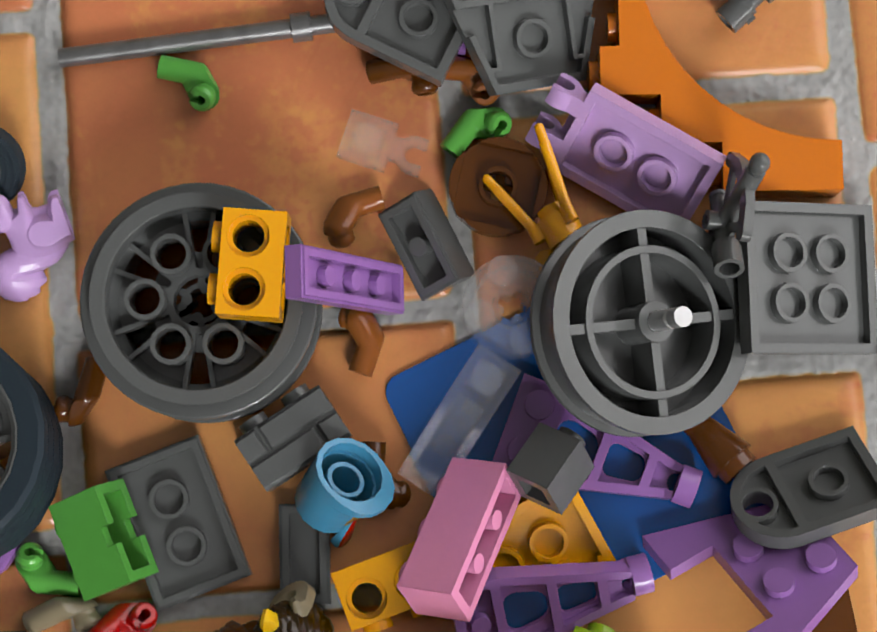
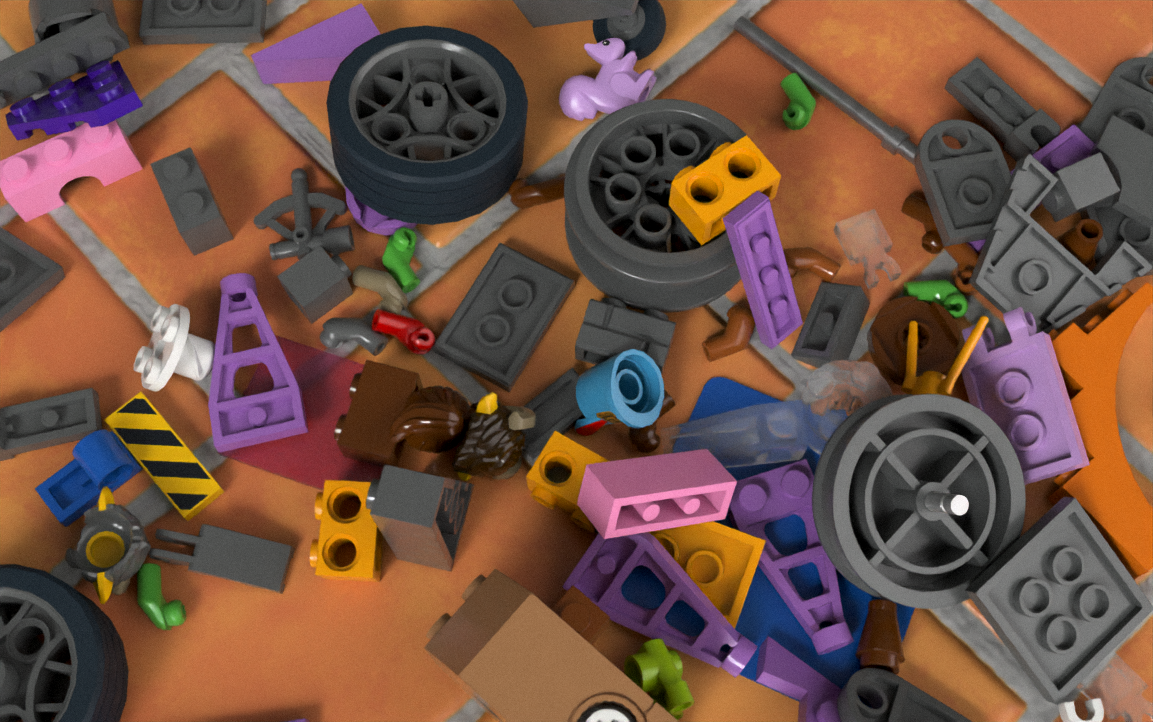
camera: 50 degrees right, 15 degrees down
(102, 539) = (452, 270): bright green brick -> none
(551, 467) = (761, 518): dark grey brick -> none
(734, 212) = (1059, 495): dark grey piece -> none

